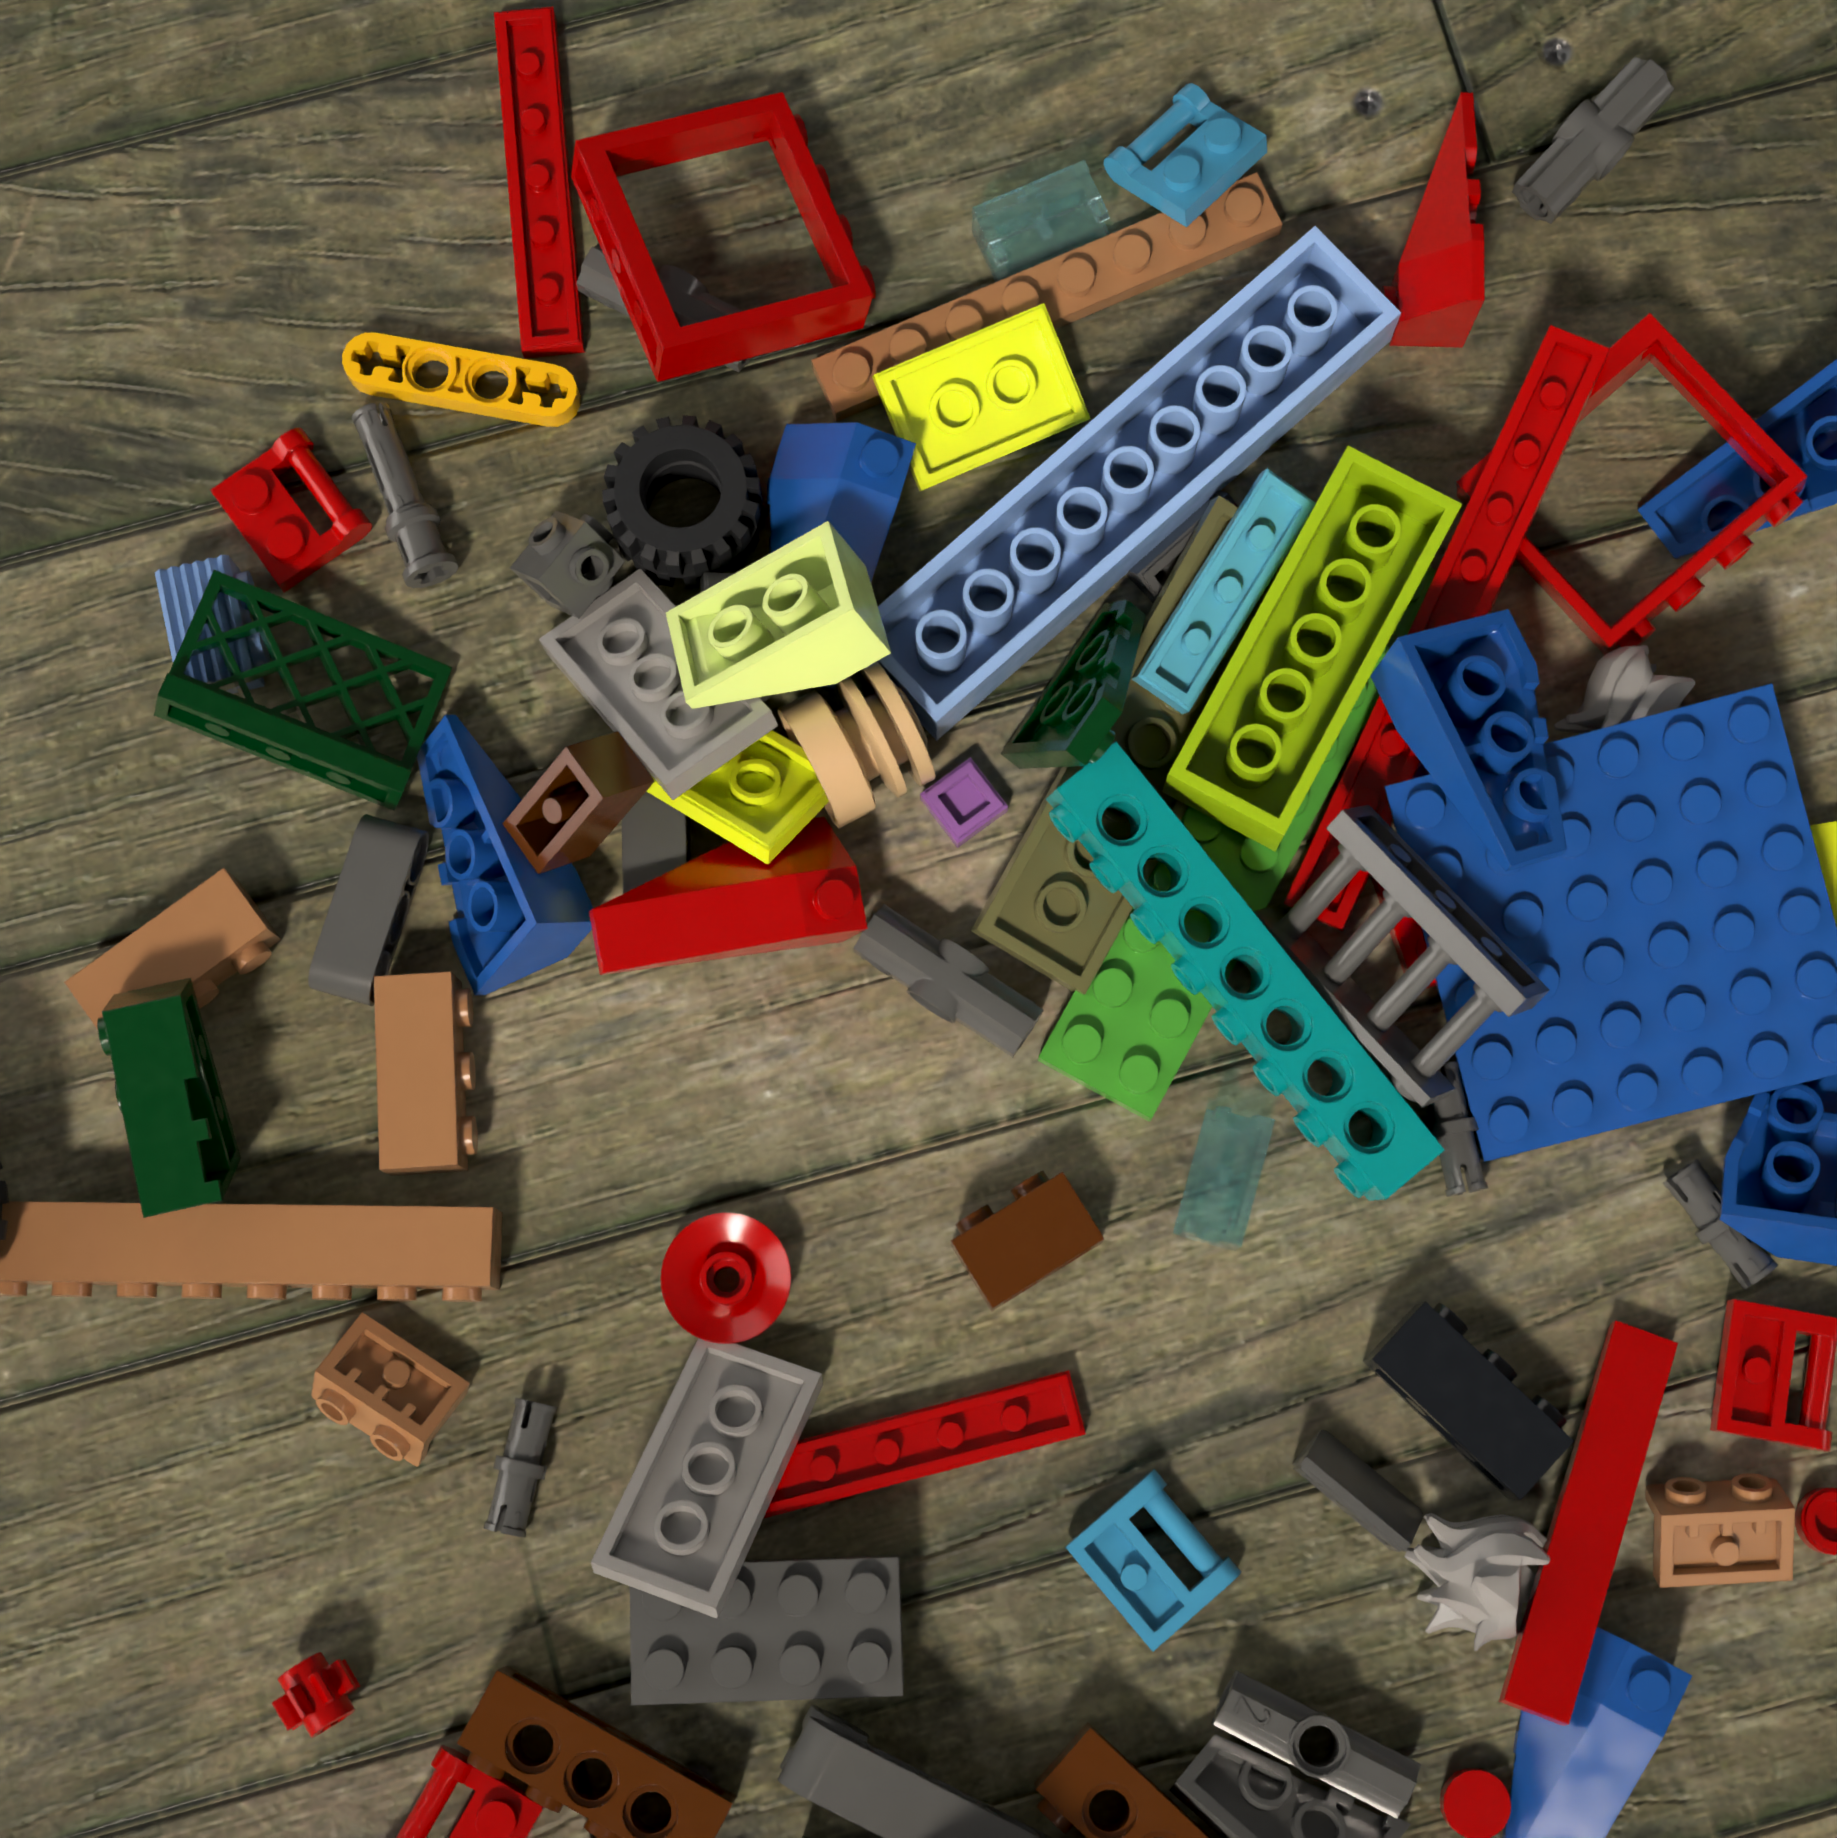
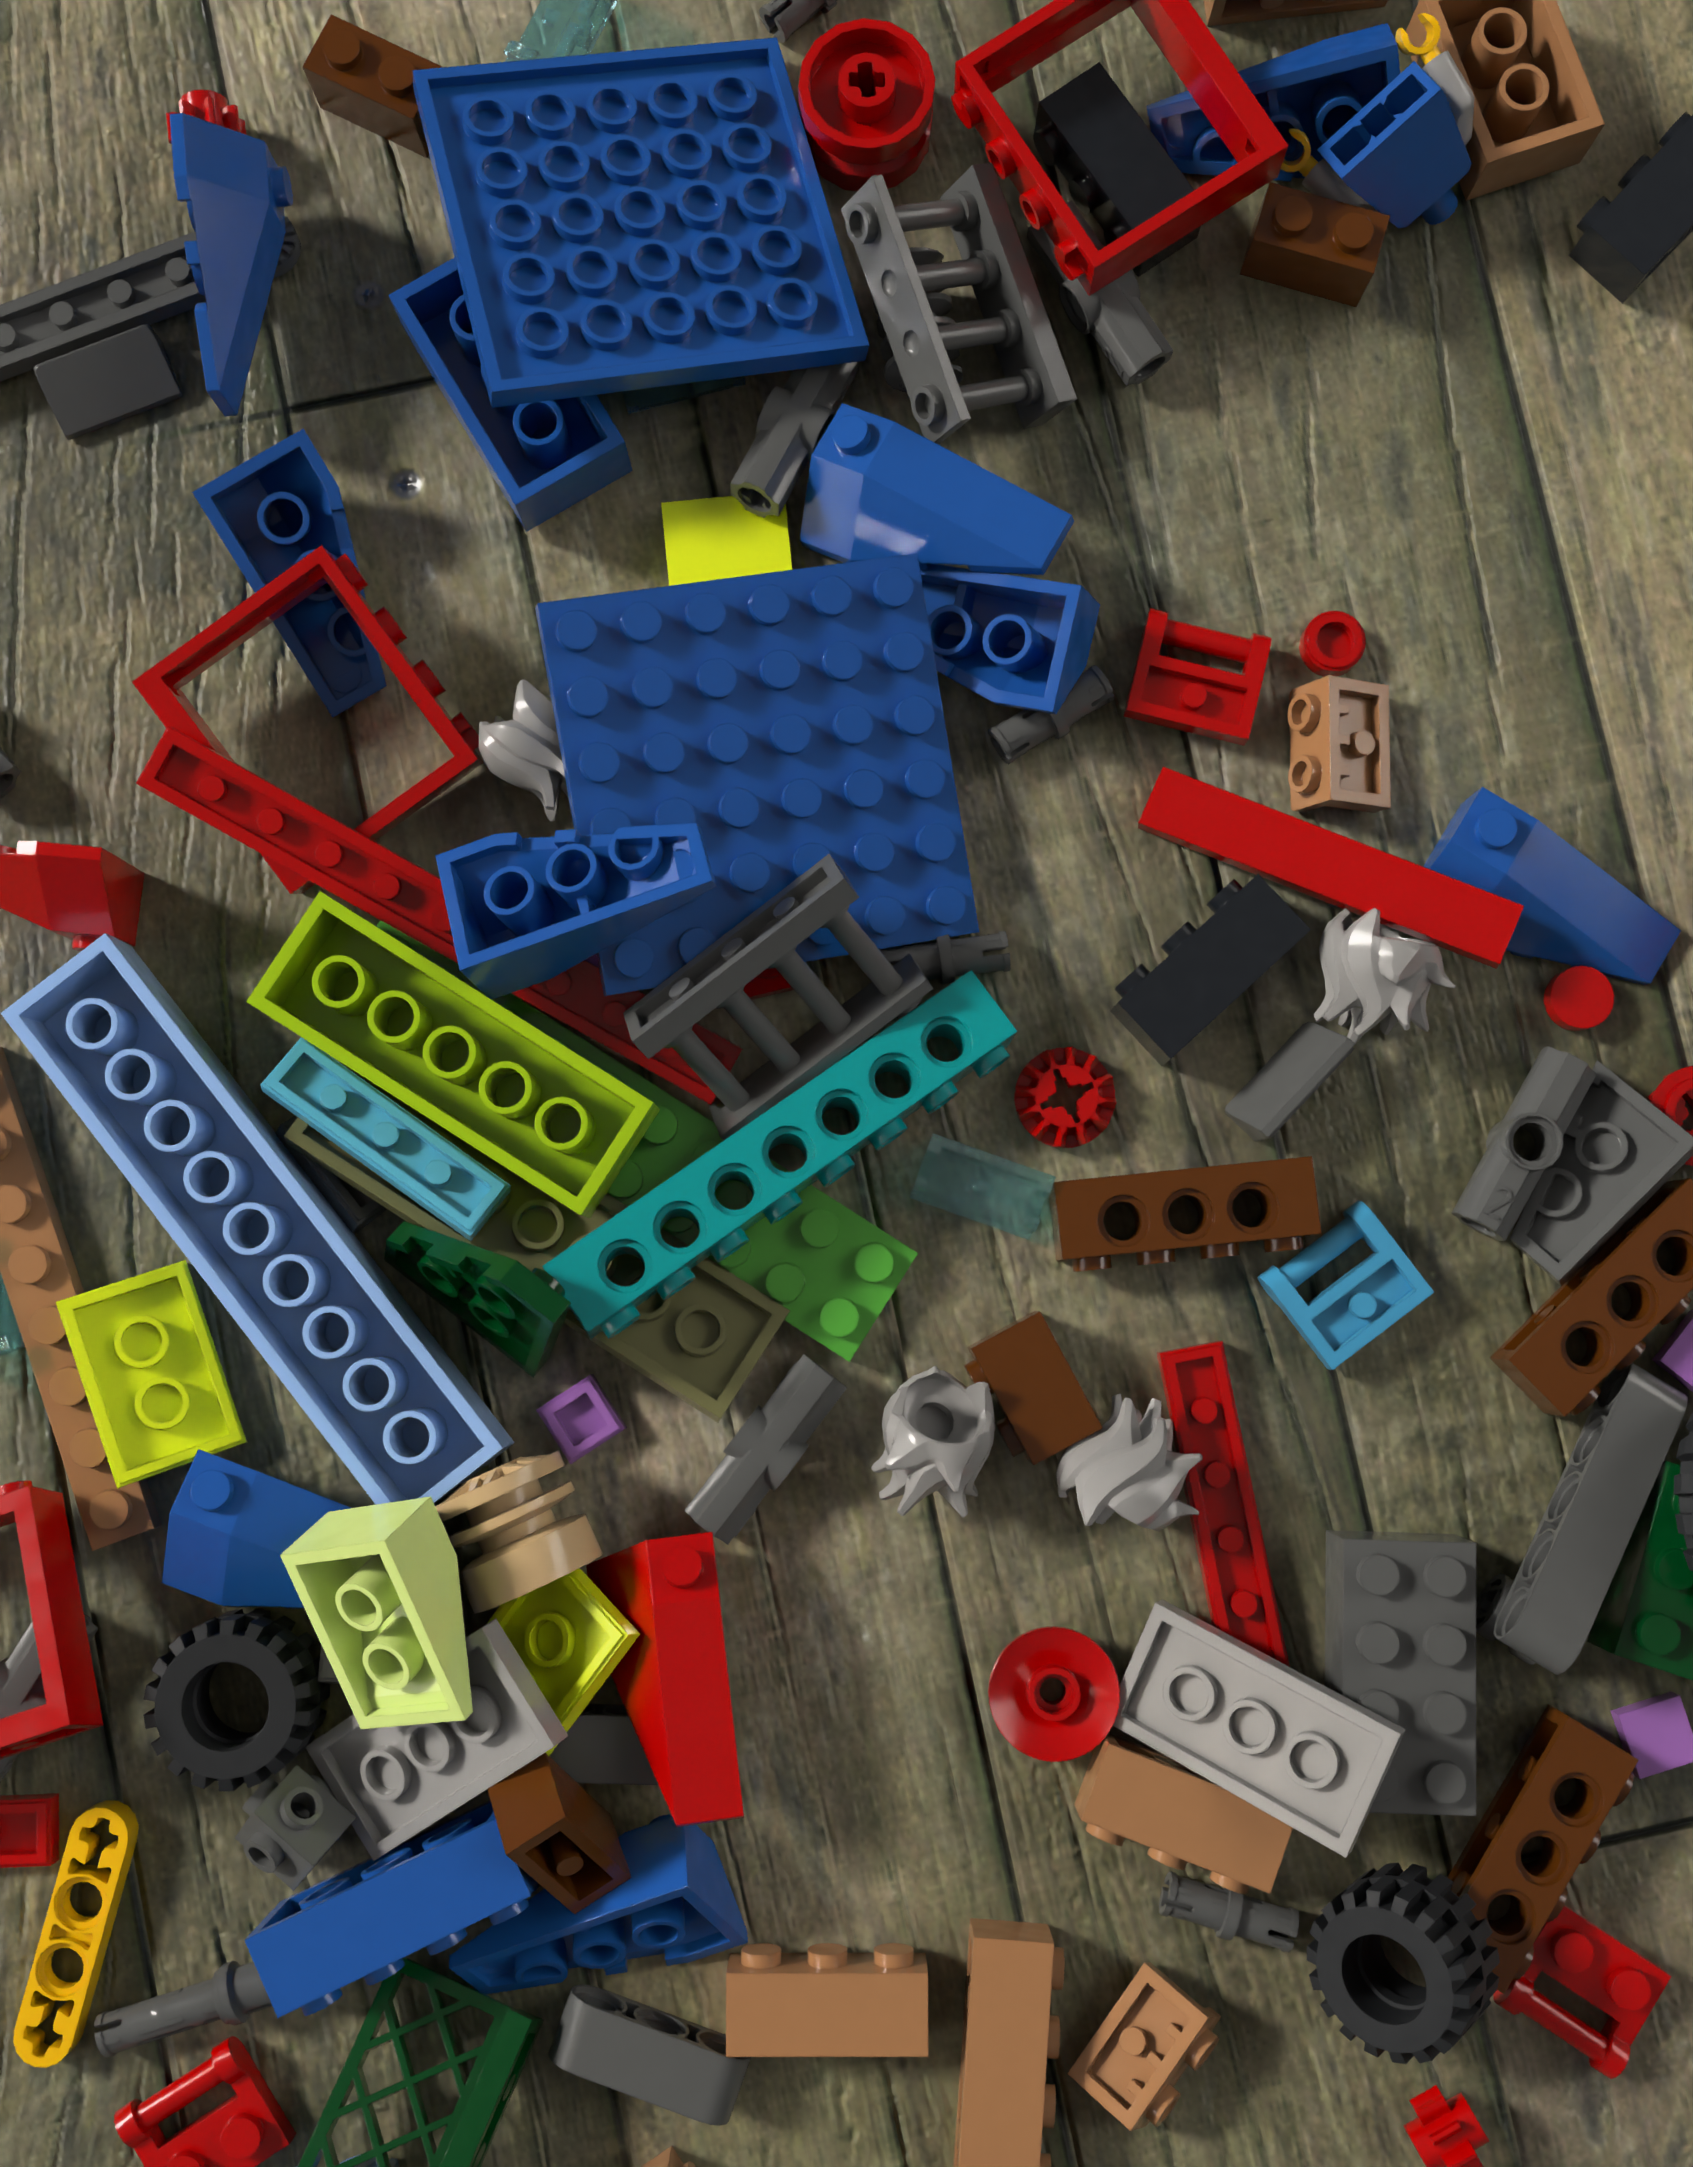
camera: 90 degrees left, 5 degrees up
(498, 650) = (387, 1910): none -> blue brick
(504, 1672) = (1371, 1994): none -> black tyre
(613, 1410) = (1179, 1816): none -> medium nougat brick
(952, 1338) = (1128, 1469): none -> light grey hair
(970, 1141) = (935, 1439): none -> light grey hair
(1253, 1484) = (1282, 1187): none -> reddish brown brick
(1312, 1290) = (1054, 1125): none -> red gear

